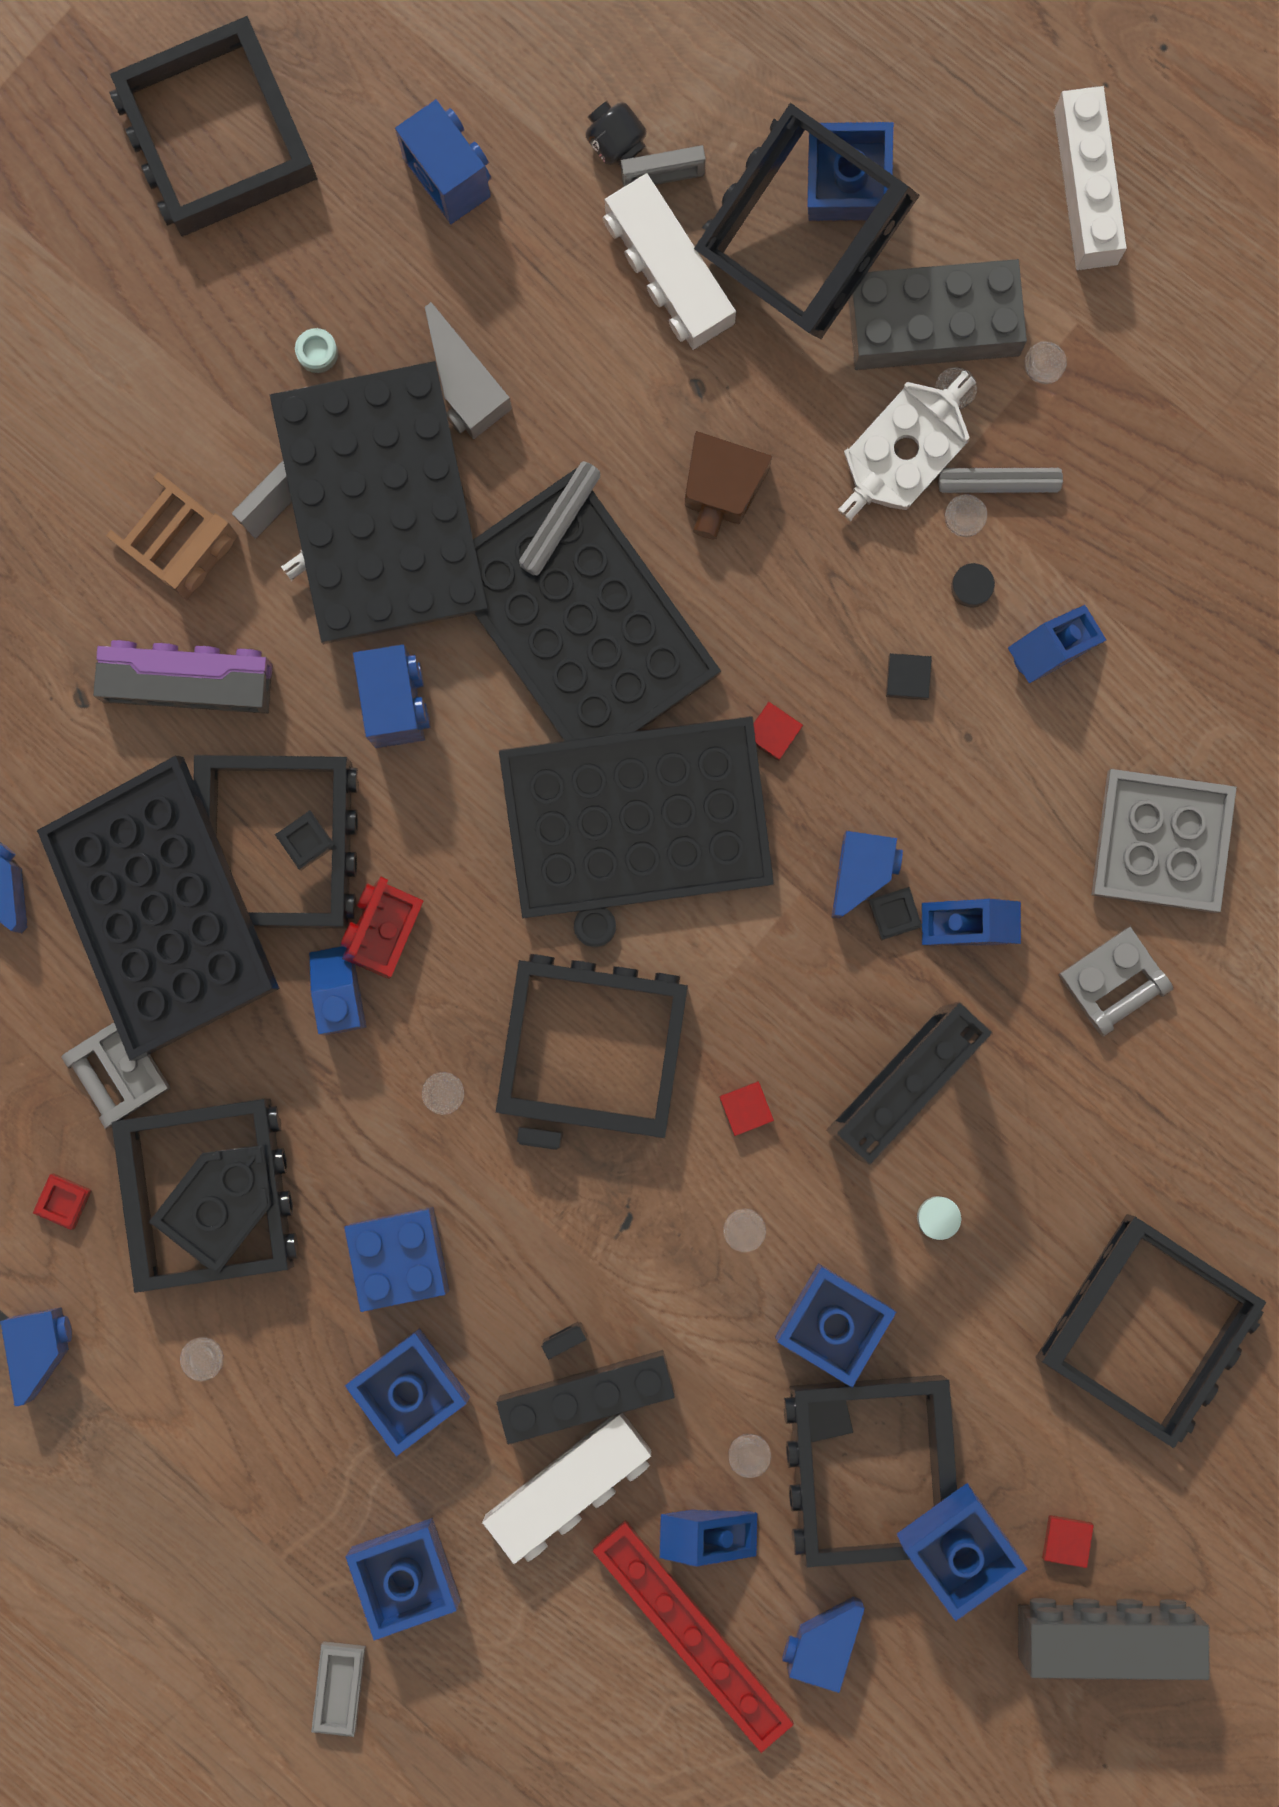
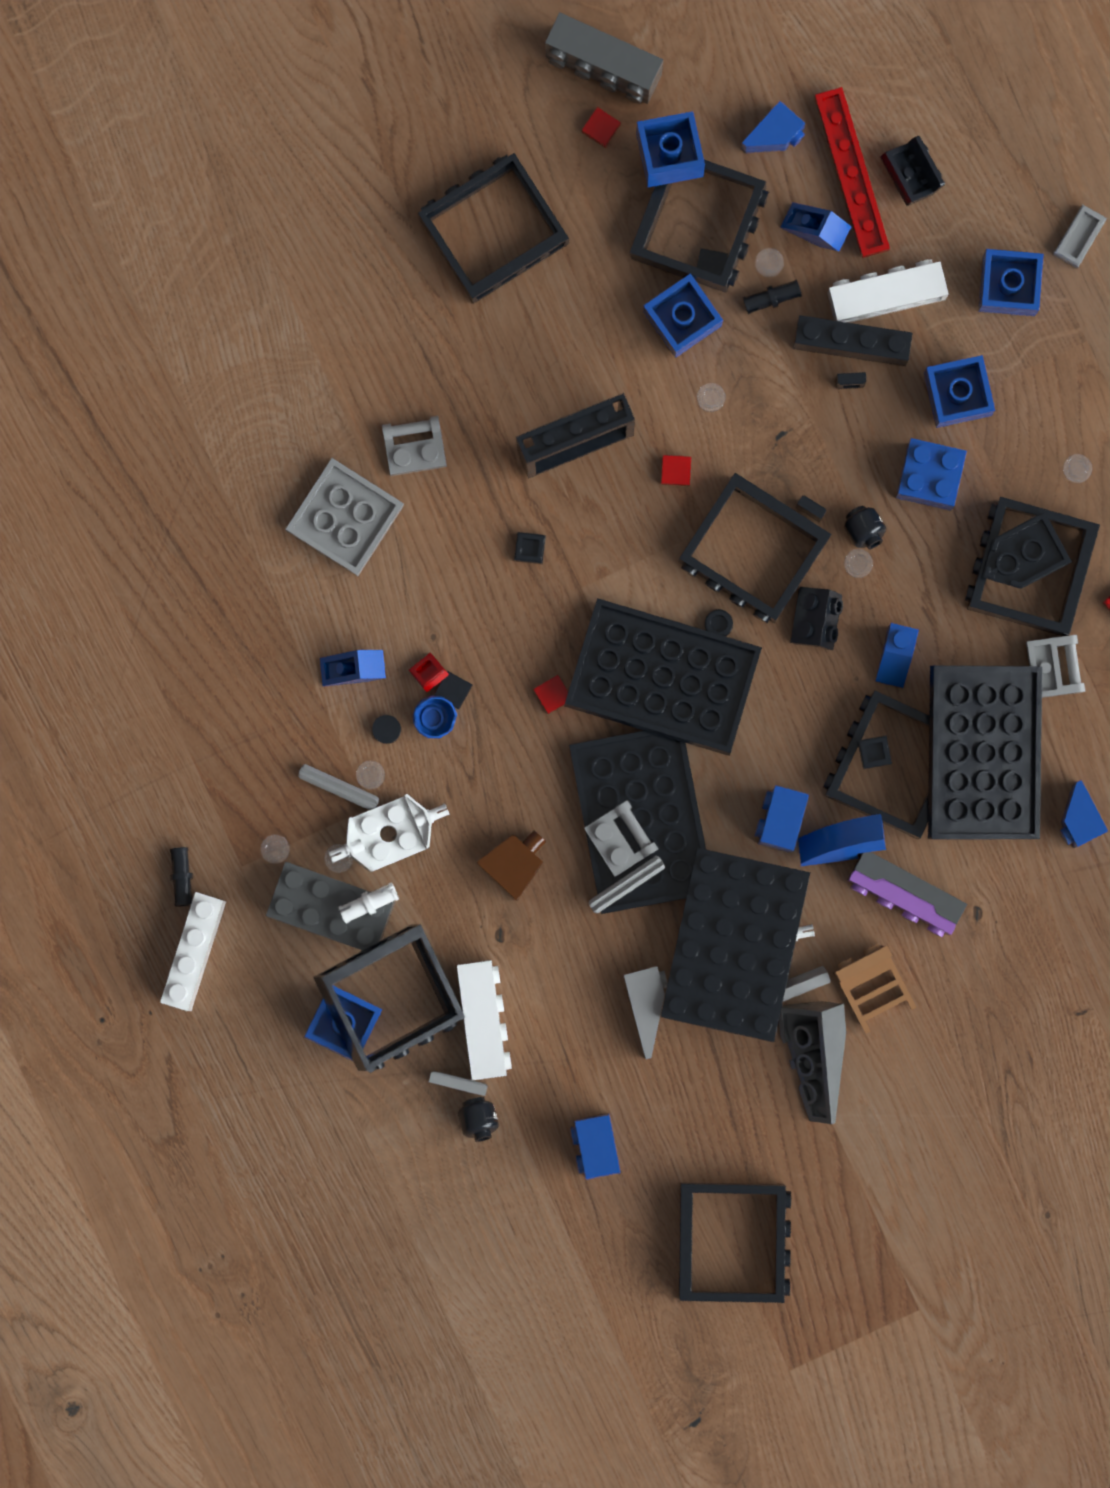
camera: 155 degrees left, 0 degrees up
(214, 428) = (817, 1045): none -> dark grey wedge
(297, 705) = (842, 841): none -> blue slope
(316, 350) = (730, 1068): light aqua tile -> none
(382, 928) = (851, 680): red bracket -> none
(455, 1144) = (865, 527): none -> black head
(466, 992) = (817, 618): none -> black bracket
(603, 564) = (613, 845): none -> light grey plate
(608, 1676) = (913, 171): none -> black bracket
(724, 1409) = (772, 296): none -> black pin
(863, 869) = (537, 581): blue slope -> none
(891, 329) = (368, 902): none -> white pin
(918, 626) = (434, 717): none -> blue hair
(939, 1218) = (589, 352): light aqua tile -> none
(953, 684) = (428, 672): none -> red tile
(971, 922) = (486, 519): blue slope -> none
(1152, 270) = (181, 876): none -> black pin

